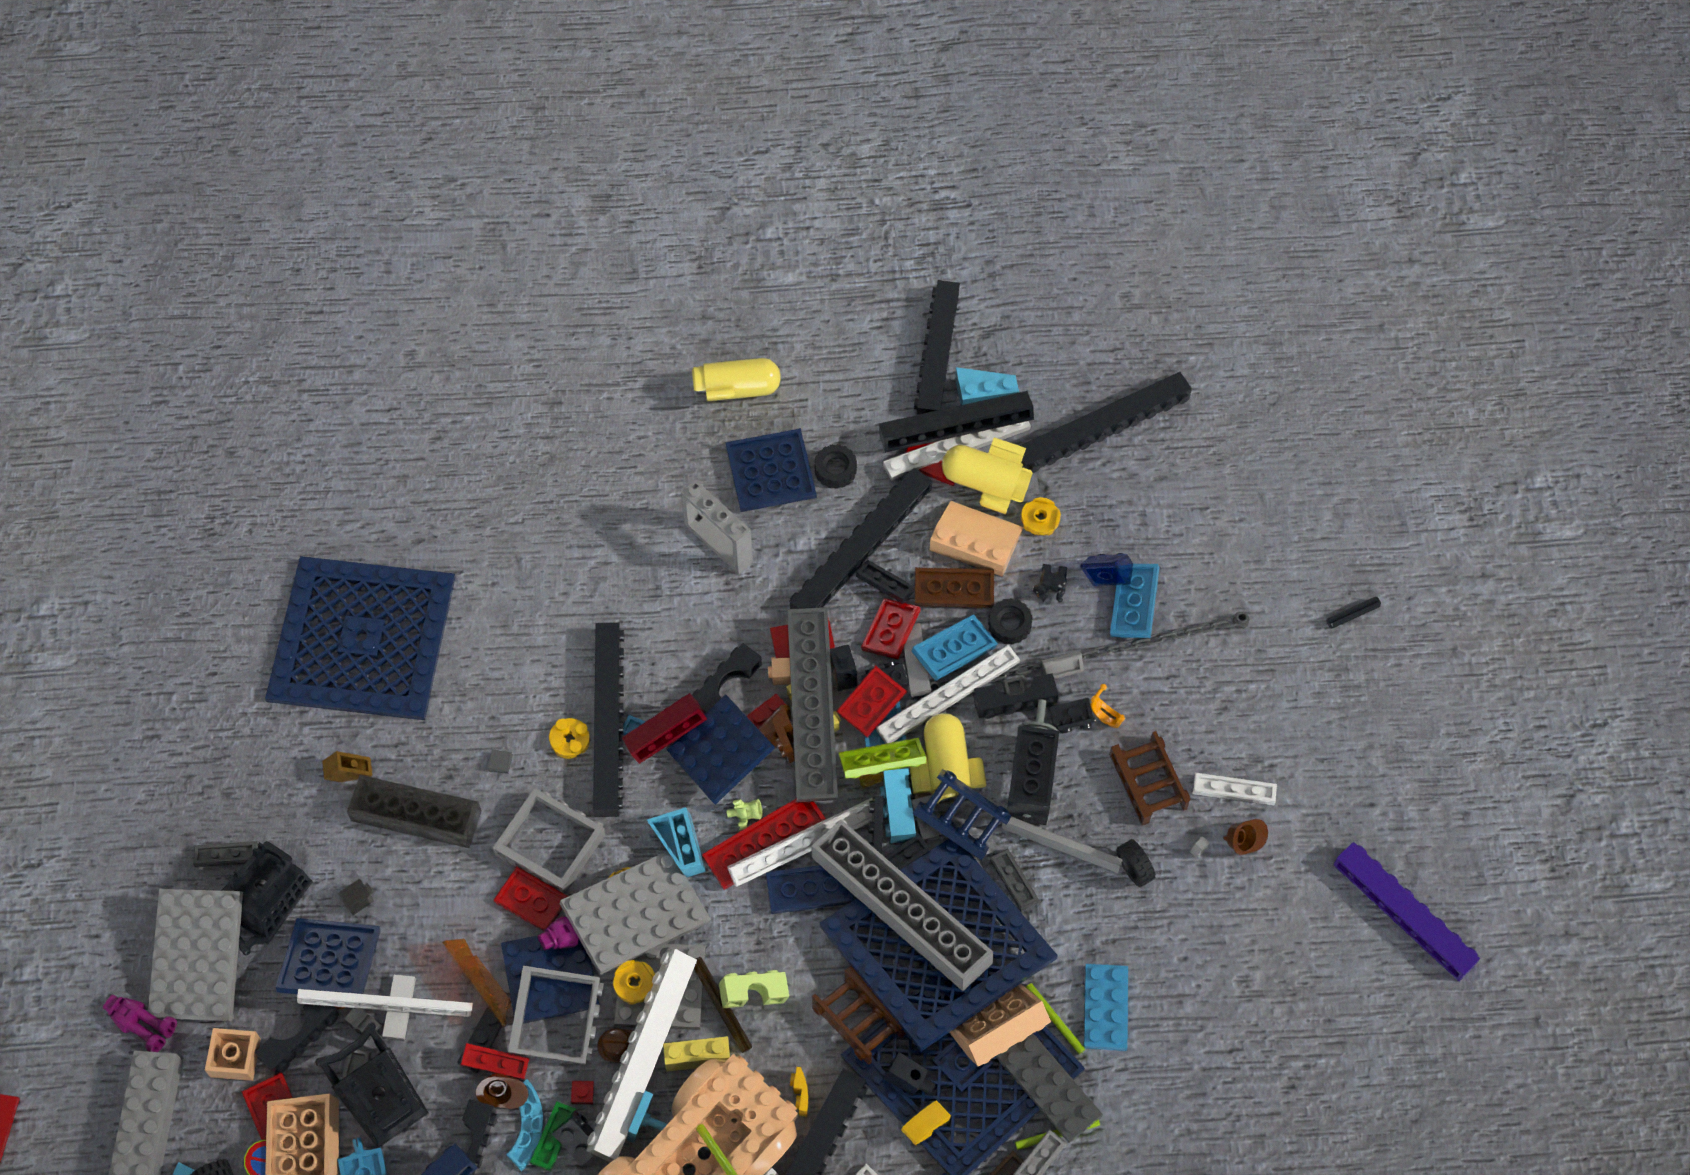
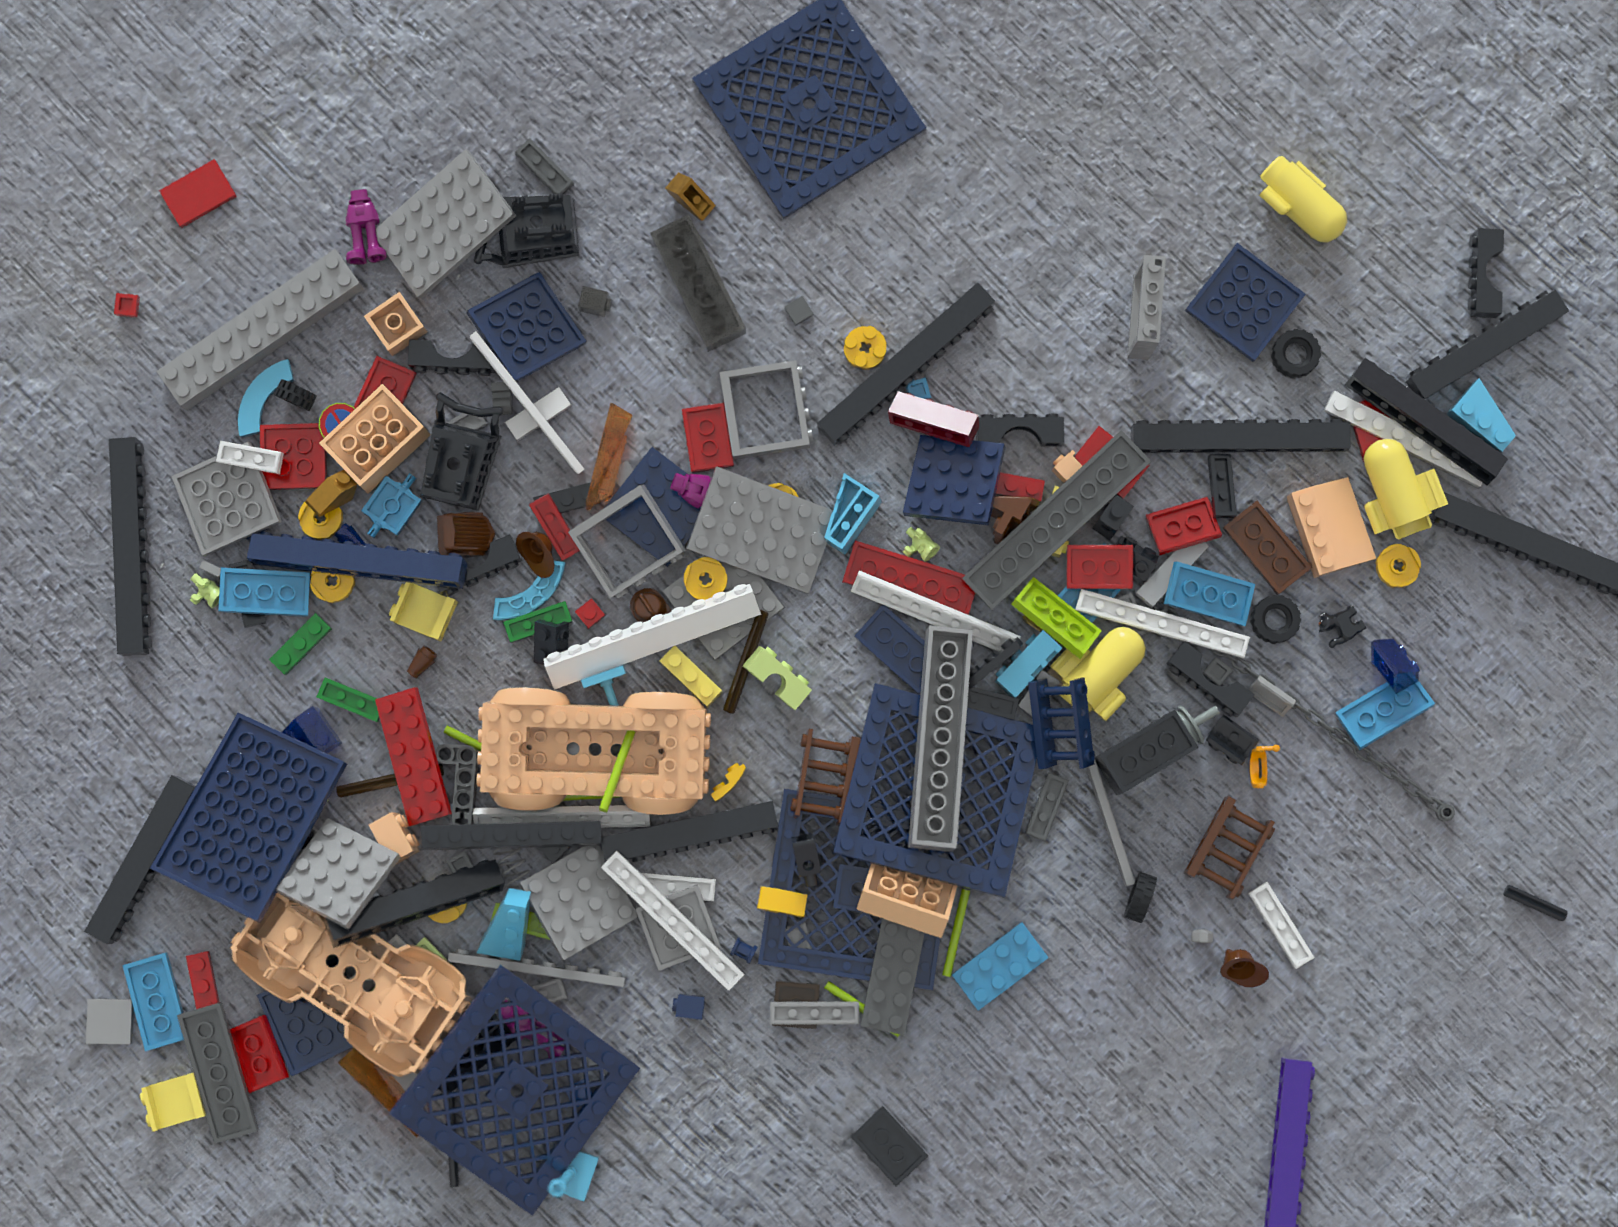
camera: 50 degrees right, 20 degrees up
(434, 1134) = (464, 534): none -> reddish brown piece
(905, 326) = (1484, 299): none -> black arch

